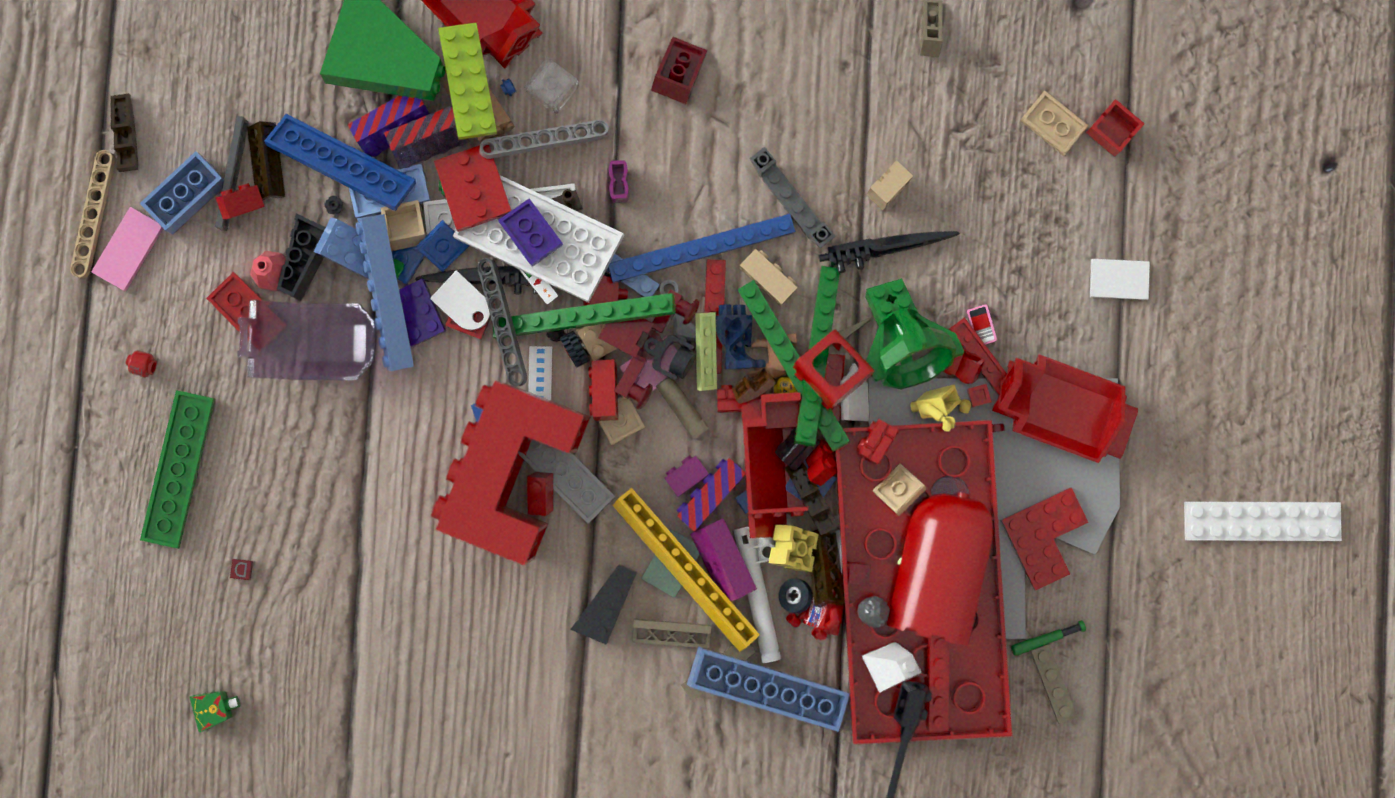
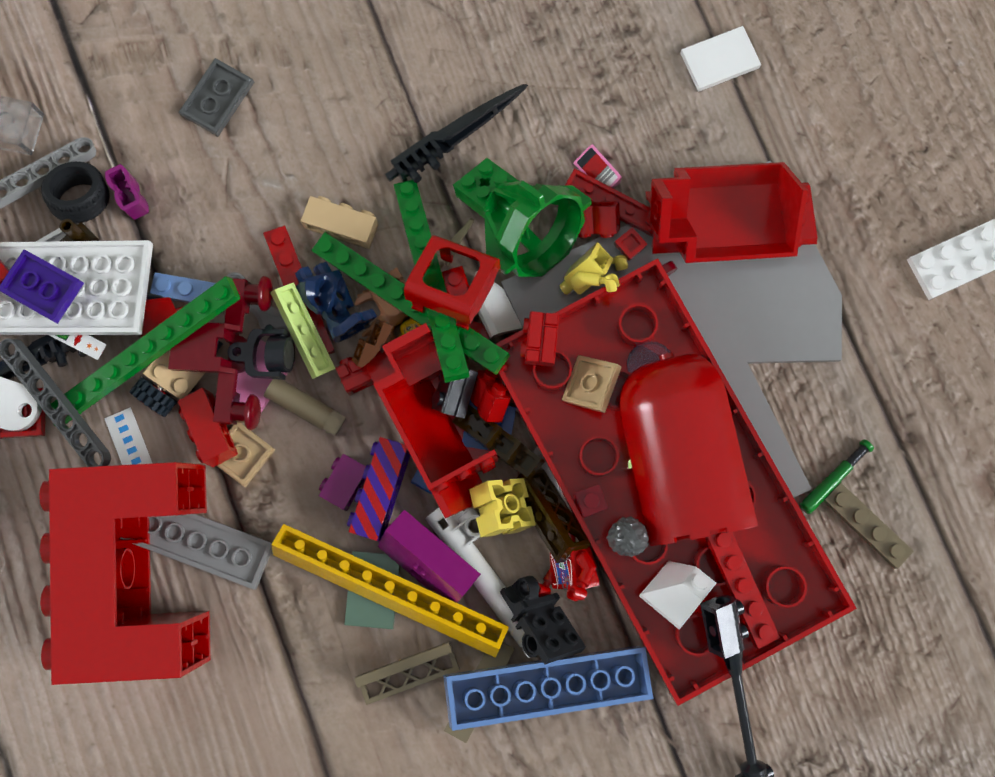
camera: 25 degrees left, 5 degrees down
(540, 493) = (181, 580): red brick -> none
(555, 335) = (123, 390): black plate -> none
(585, 148) = (70, 175): none -> black tyre
(603, 611) = (315, 682): black wedge -> none
(678, 70) = (145, 50): dark red slope -> none
(701, 248) = (248, 224): blue plate -> none
(716, 132) = (216, 97): none -> dark grey tile
(785, 646) = (545, 627): none -> black plate
(790, 199) = (365, 149): dark grey slope -> none
(799, 587) = (530, 549): black bush -> none
(889, 185) = (428, 65): tan piece -> none
(1034, 532) = (763, 366): red plate -> none

